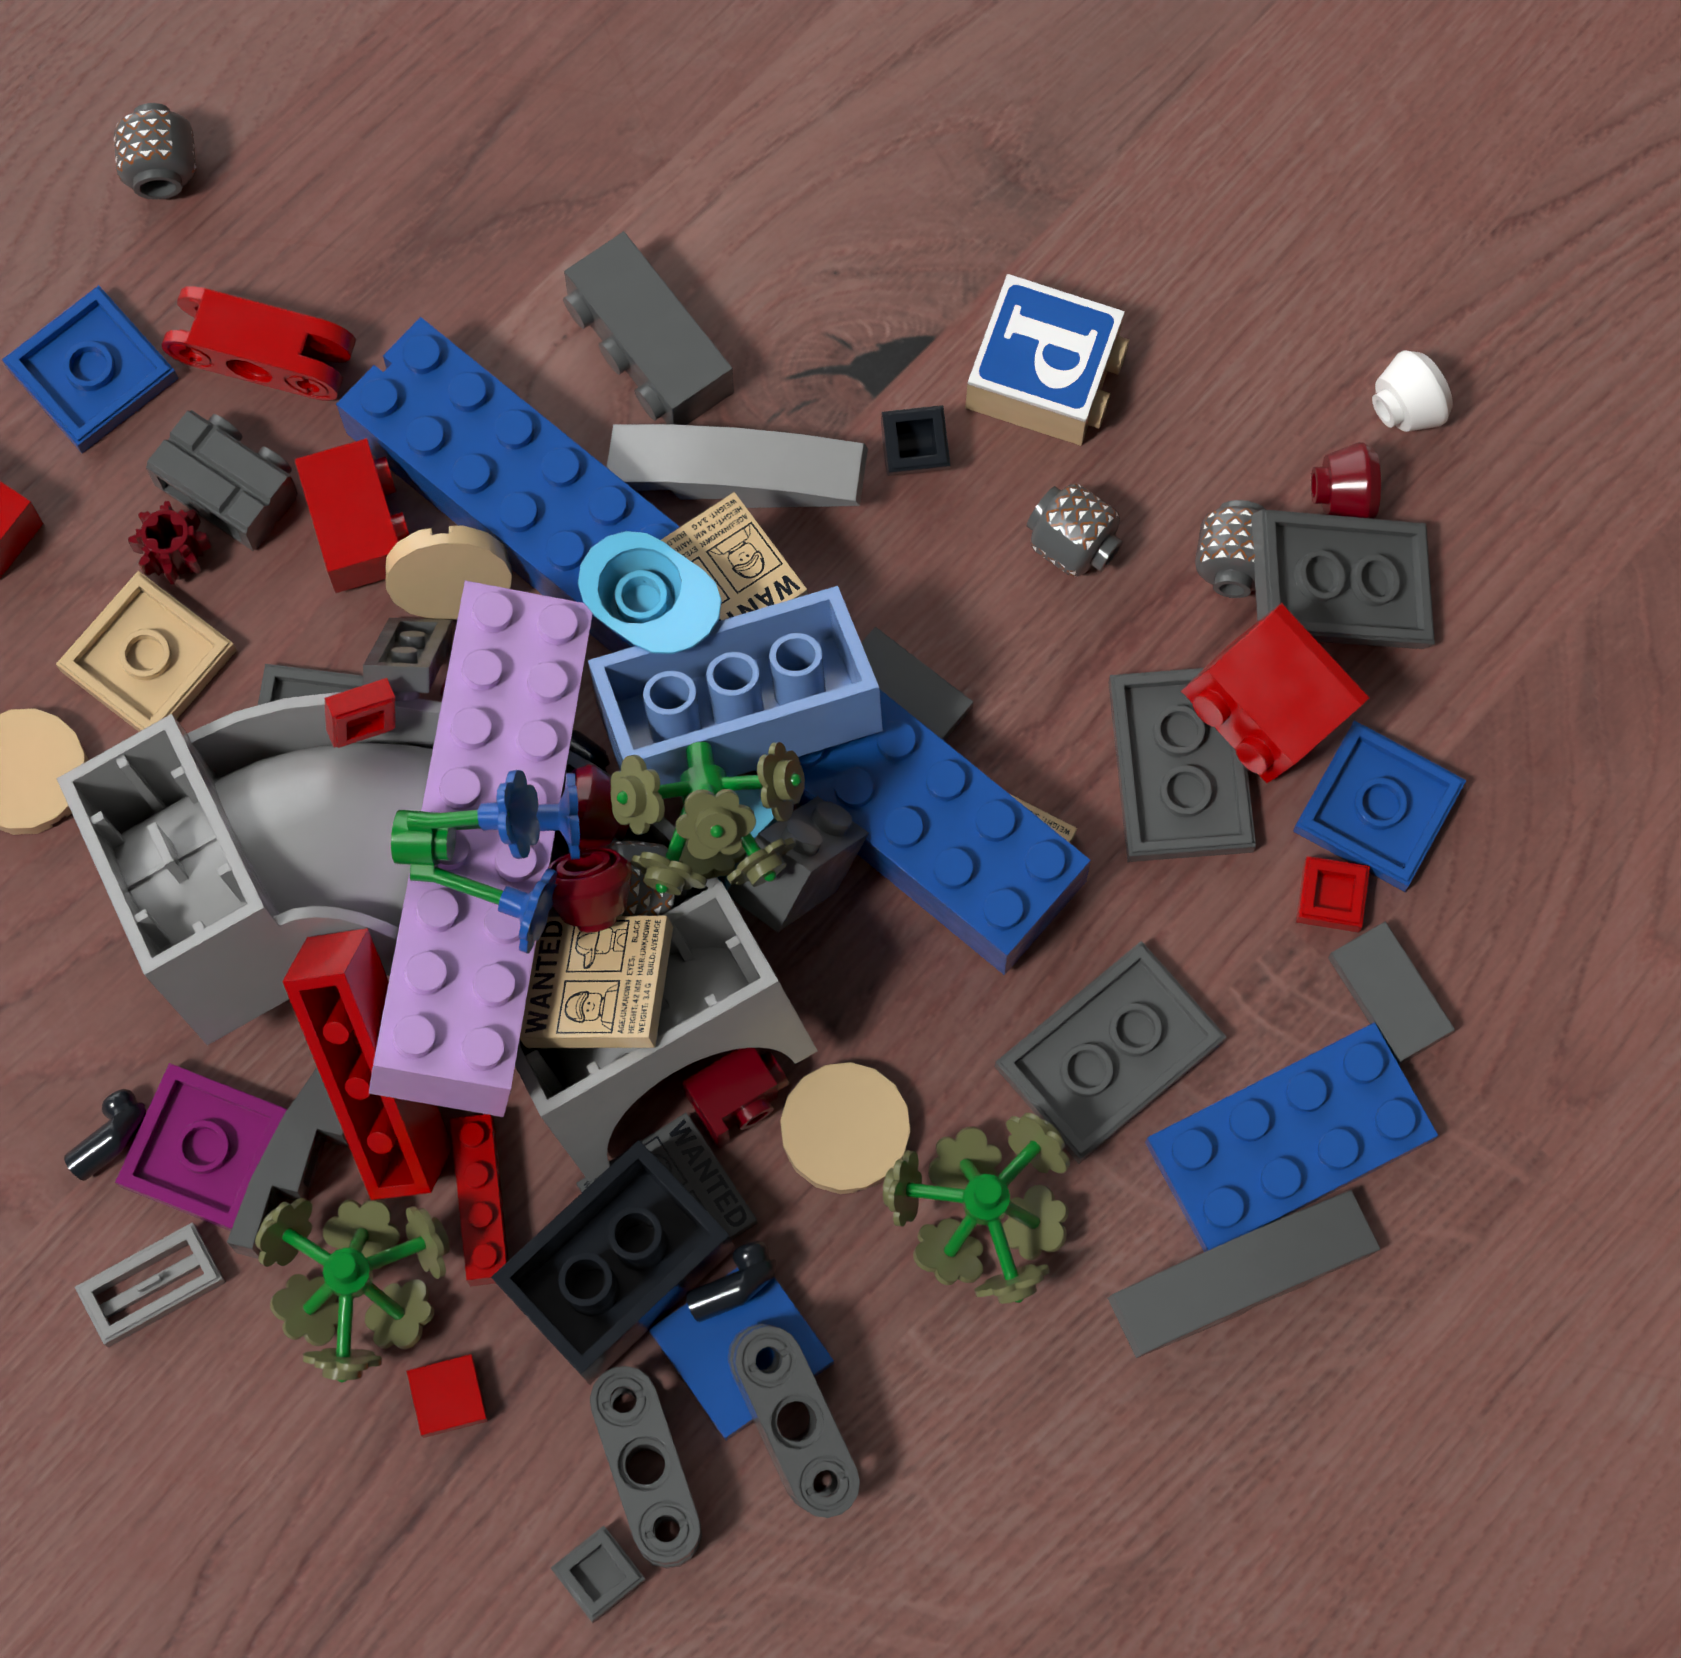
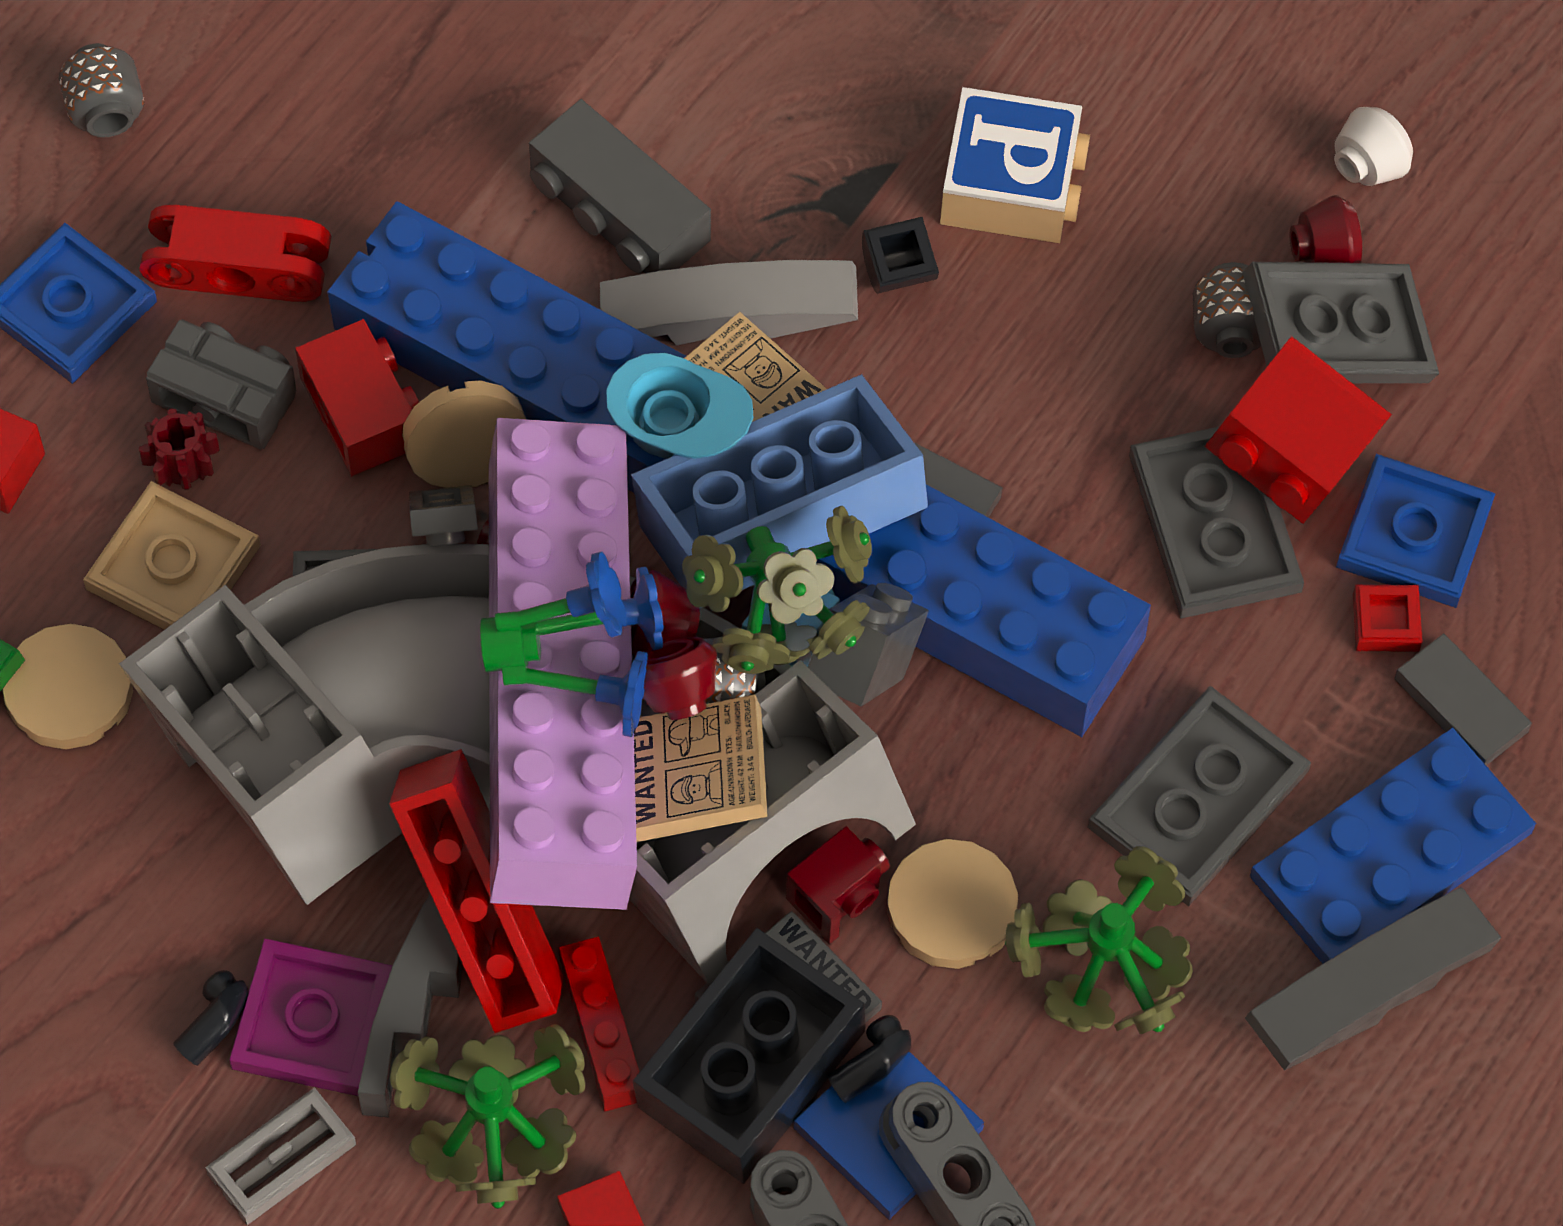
camera: 10 degrees left, 10 degrees down
(360, 713) = (413, 557): red tile -> none
(1074, 530) = (1071, 314): dark grey head -> none

